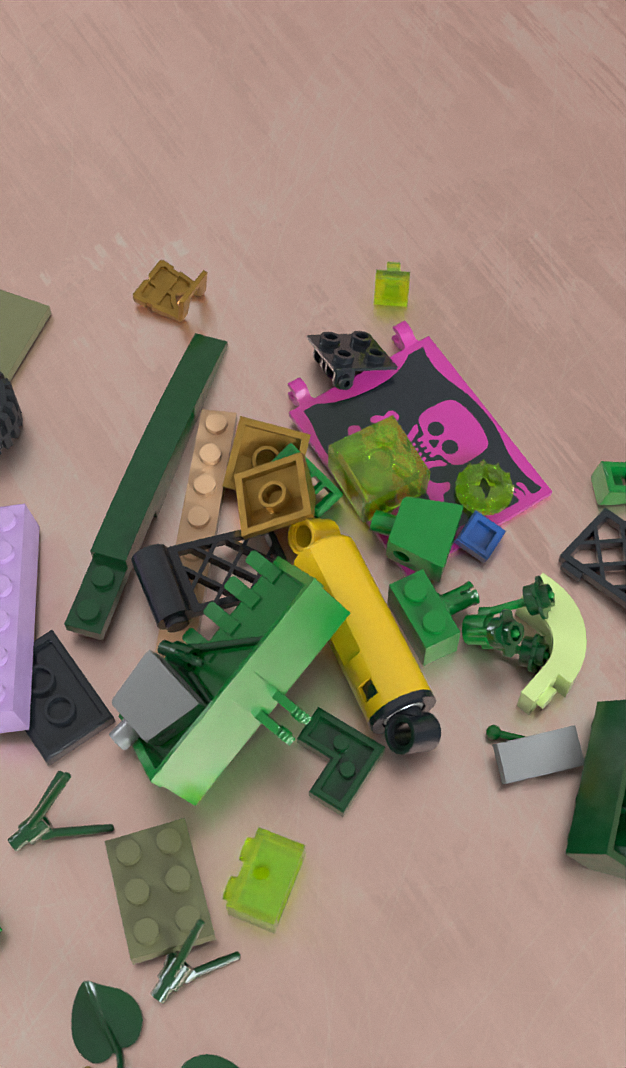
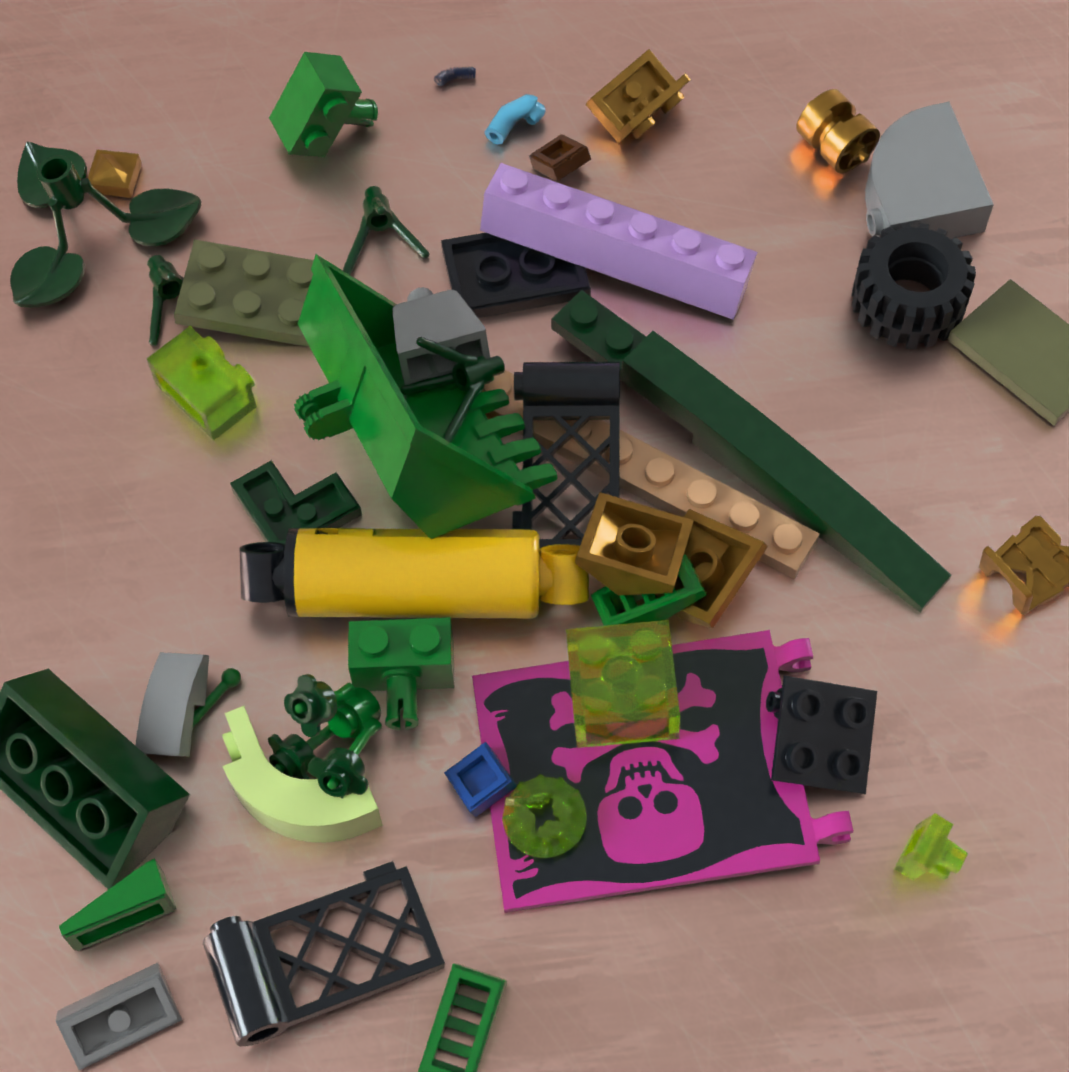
camera: 115 degrees right, 0 degrees up
(420, 534) = (509, 698): green torso -> none

